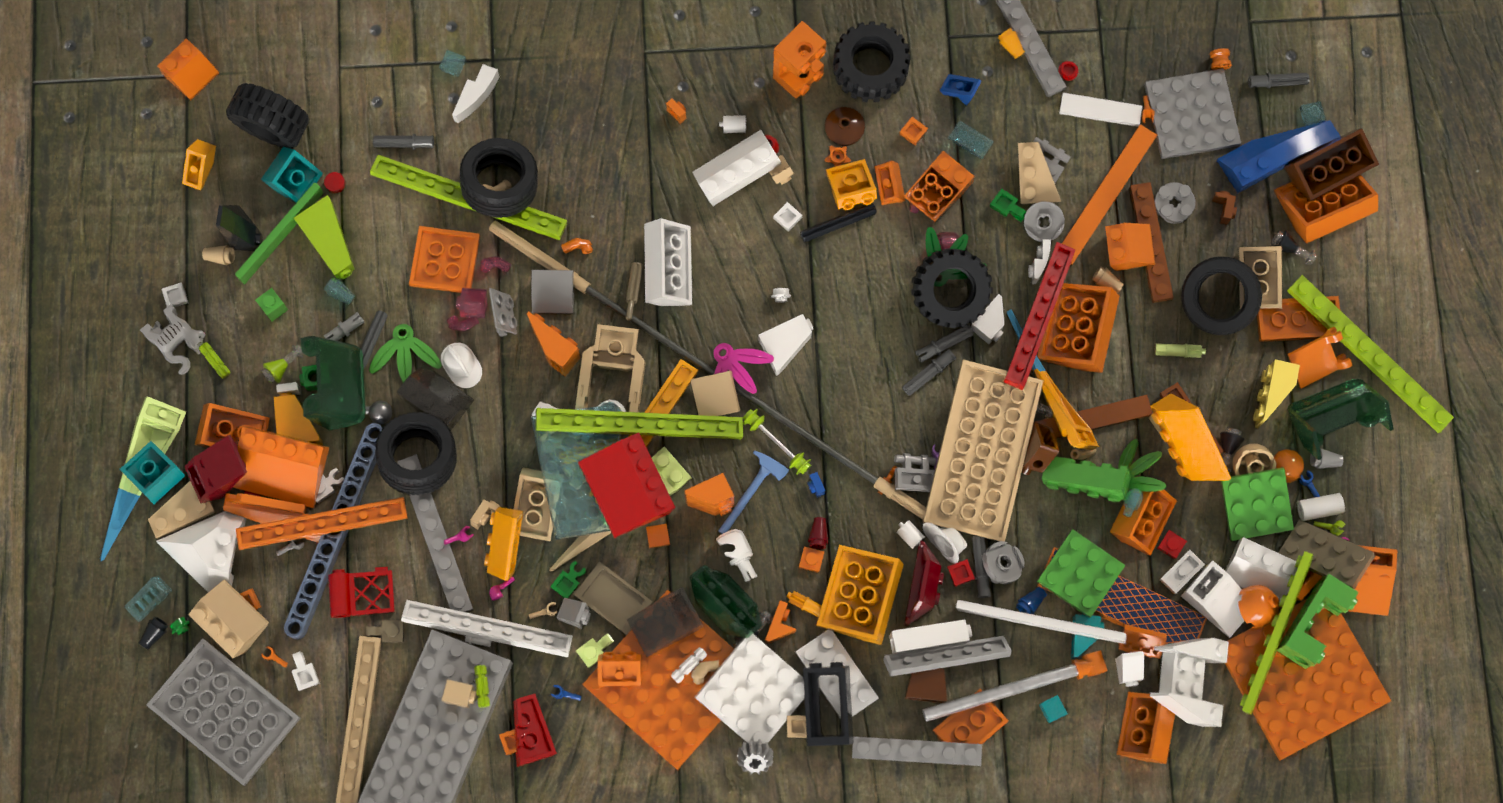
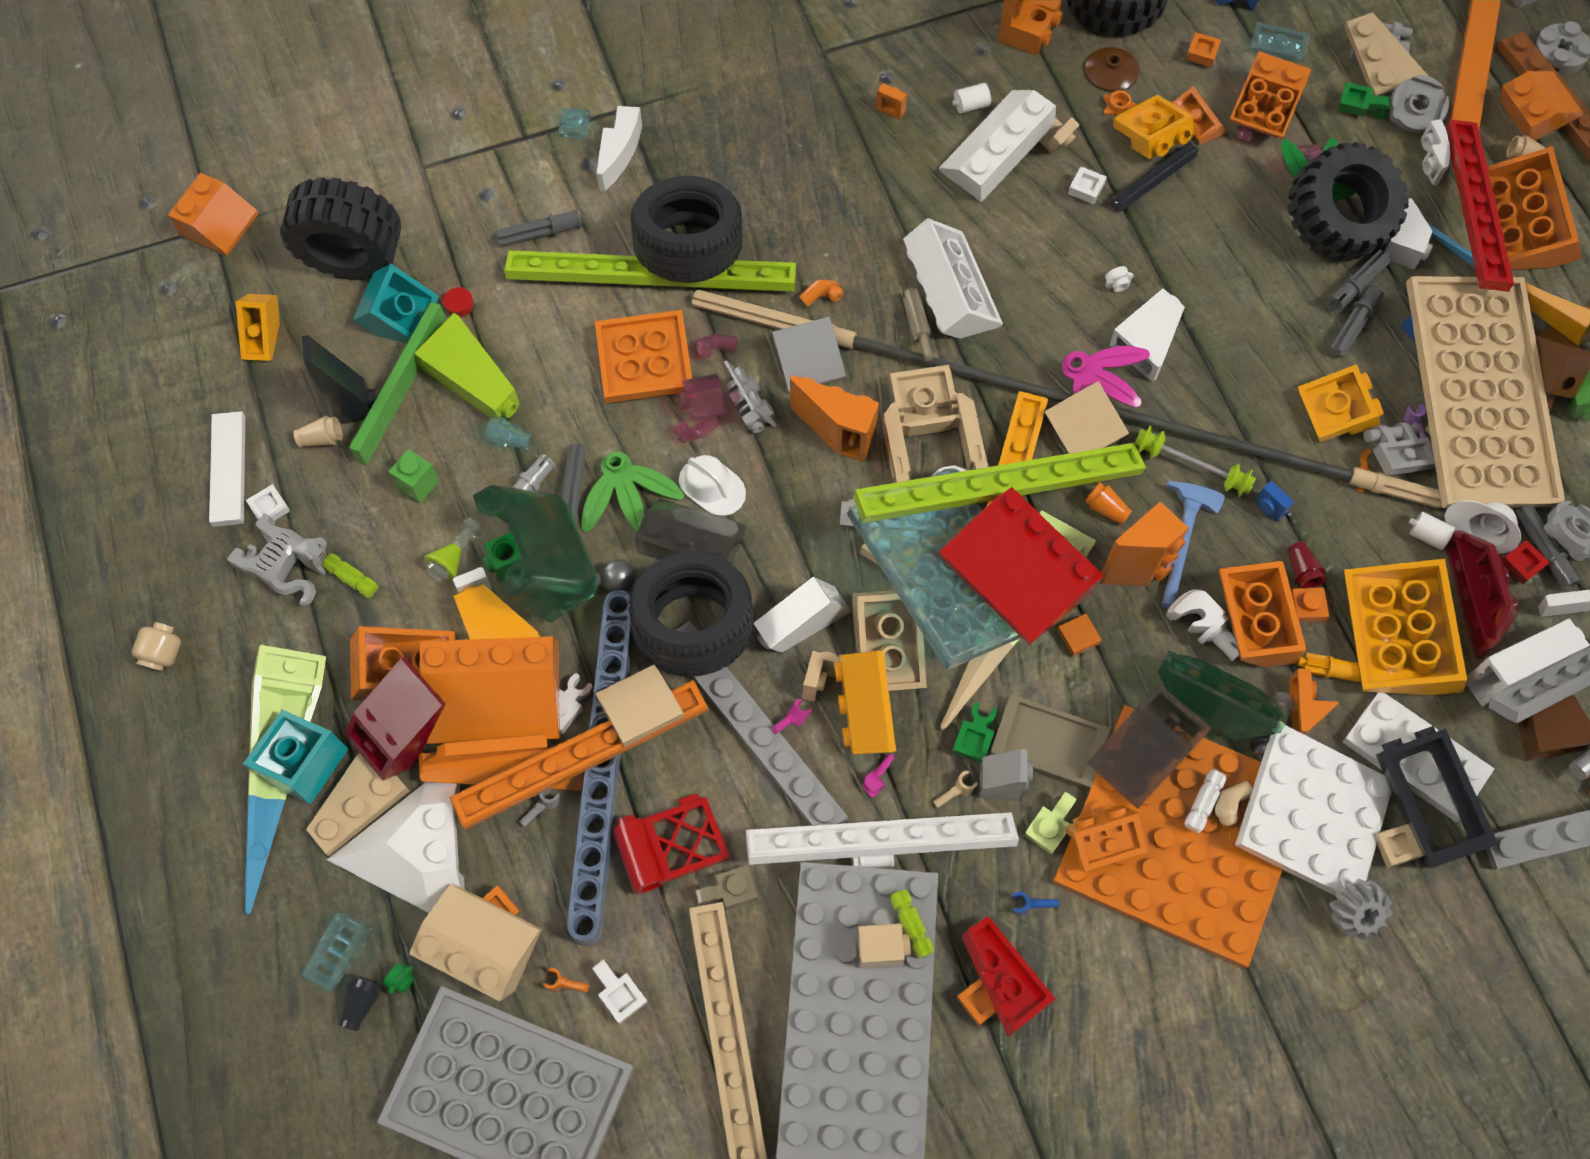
camera: 15 degrees left, 10 degrees down
(84, 374) = (156, 646): none -> tan head
(155, 262) = (227, 469): none -> white tile
(365, 503) = (639, 705): none -> tan slope
(487, 472) = (801, 615): none -> white slope
(709, 454) = (1107, 503): none -> orange cone
(771, 558) = (1263, 614): none -> orange slope
(889, 430) = (1341, 403): none -> light orange plate

